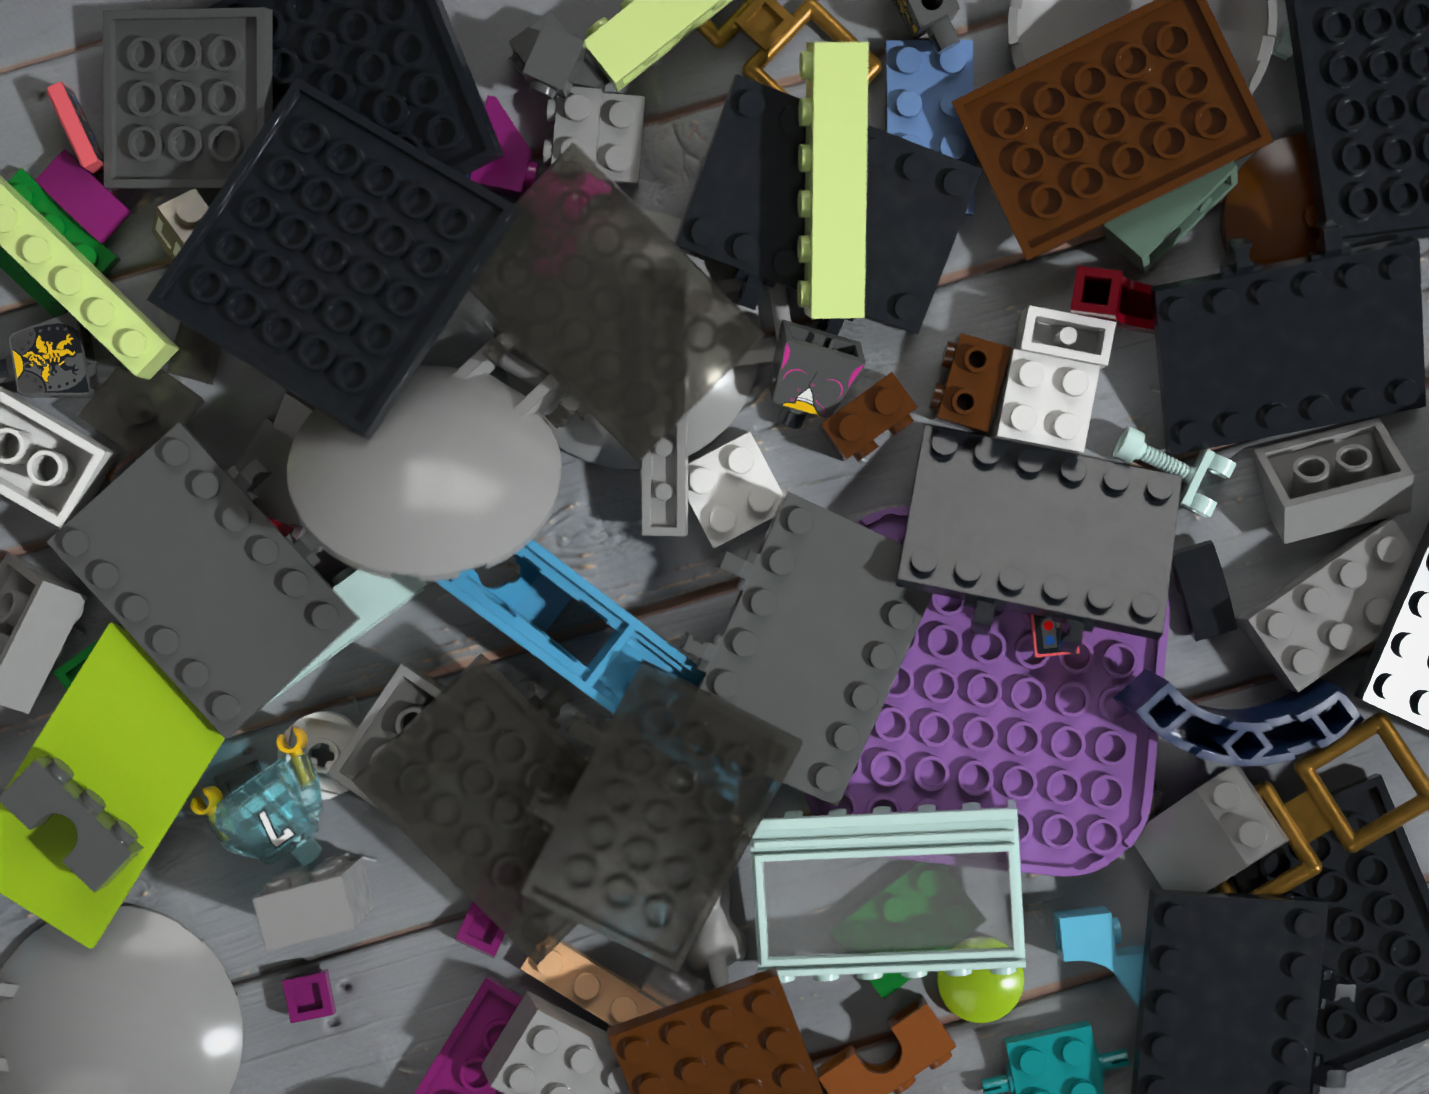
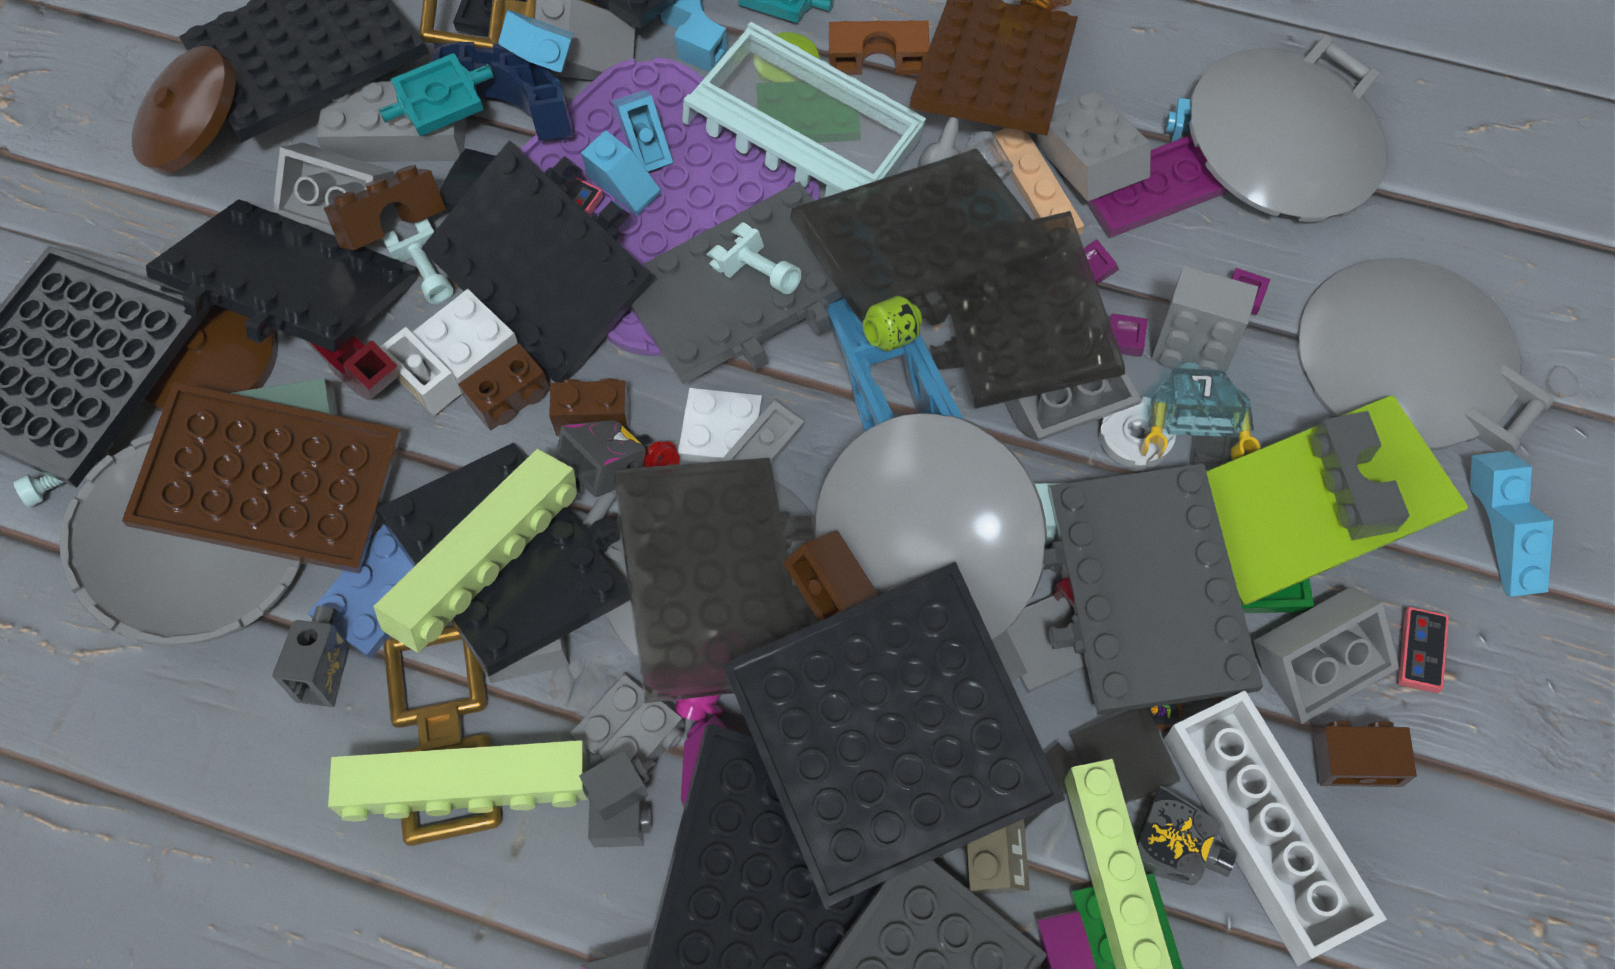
camera: 145 degrees left, 25 degrees down
(398, 862) = (1129, 333): none -> magenta plate
(483, 364) = (829, 576): none -> reddish brown brick
(604, 670) = (892, 323): none -> lime head
(756, 660) = (783, 276): none -> light aqua bar
(760, 415) = (668, 452): none -> red plate
(1027, 686) = (619, 172): none -> medium azure slope
(1045, 754) = (643, 129): none -> medium azure slope
(1229, 773) = (536, 41): none -> medium azure slope
(1263, 458) = (357, 216): none -> reddish brown arch
(1296, 646) = (436, 94): none -> teal plate

